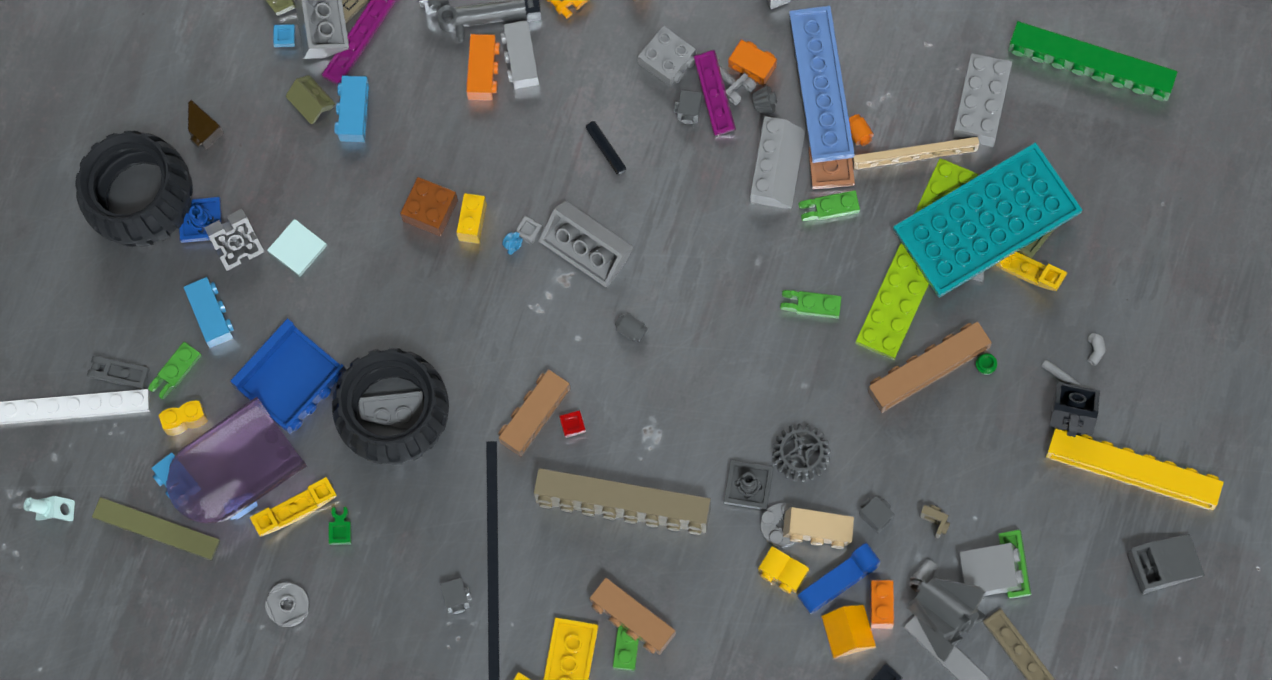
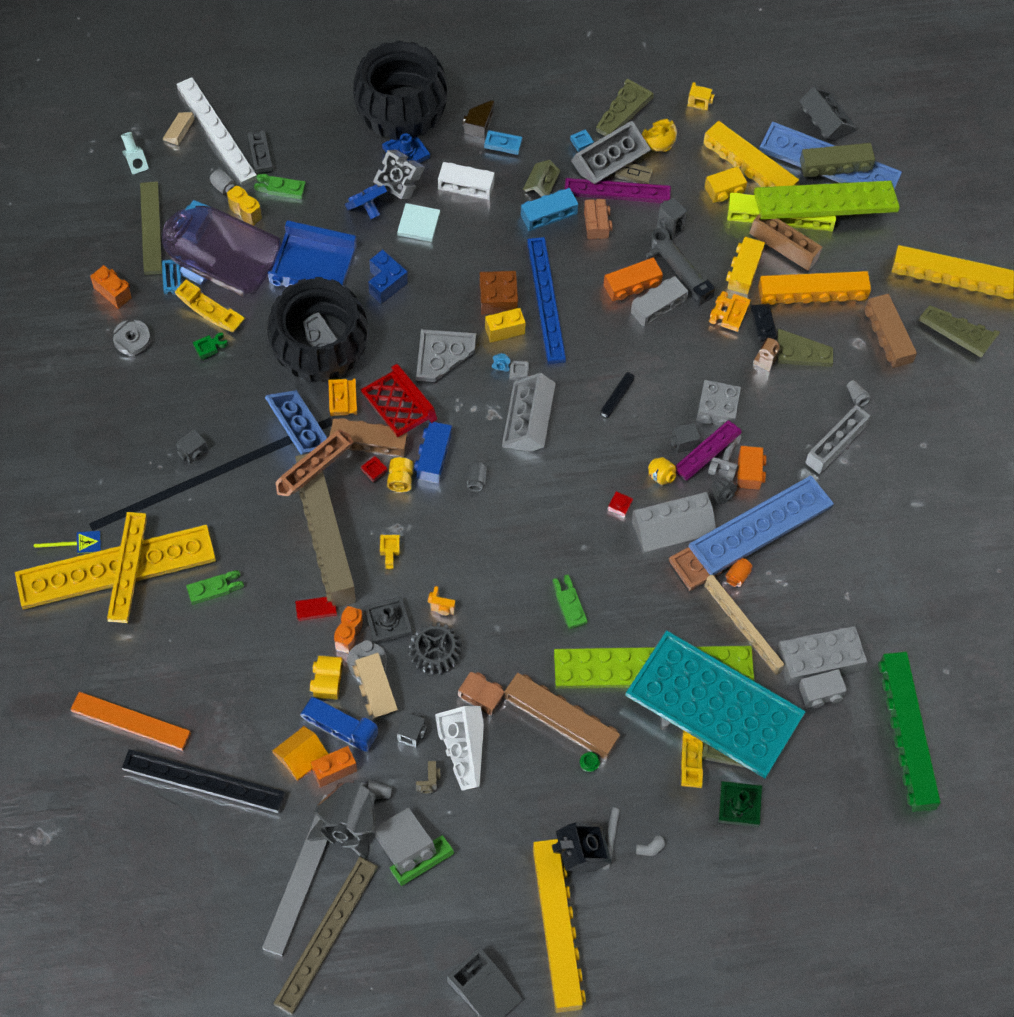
camera: 55 degrees right, 10 degrees down
(38, 446) = (179, 128): none -> tan slope
(140, 428) = (222, 181): none -> light grey brick
(209, 312) = (335, 186): dark azure brick -> none
(214, 600) = (111, 286): none -> orange brick
(243, 116) = (503, 142): none -> dark azure plate
(245, 287) = (367, 200): none -> blue plate
(247, 537) = (173, 288): none -> dark azure tile
(272, 175) = (466, 180): none -> white brick
(350, 305) = (388, 277): none -> blue brick
(390, 67) = (596, 219): none -> nougat brick
(458, 164) = (546, 301): none -> blue tile
(470, 296) = (442, 352): none -> light grey plate
(472, 418) = (342, 397): none -> light orange plate
(491, 473) = (296, 420): none -> medium blue slope
(504, 347) = (403, 384): none -> red fence
(558, 476) = (313, 463): none -> nougat brick
(583, 356) = (433, 451): none -> blue brick
(592, 399) = (400, 474): none -> yellow wheel
(632, 616) = (231, 577): medium nougat brick -> none
(669, 447) = (390, 547): none -> yellow plate
(699, 551) = (314, 609): none -> red tile
(715, 146) = (662, 471): none -> yellow head
(728, 204) = (620, 504): none -> red plate
(738, 524) = (348, 629): none -> orange brick
(760, 425) = (441, 605): none -> light orange bracket
(831, 206) = (661, 581): bright green hinge -> none
(870, 430) = (481, 692): none -> nougat brick
(911, 470) = (463, 738): none -> white wedge
(1016, 116) = (822, 689): none -> light grey brick
(1095, 241) = (741, 796): none -> dark green plate

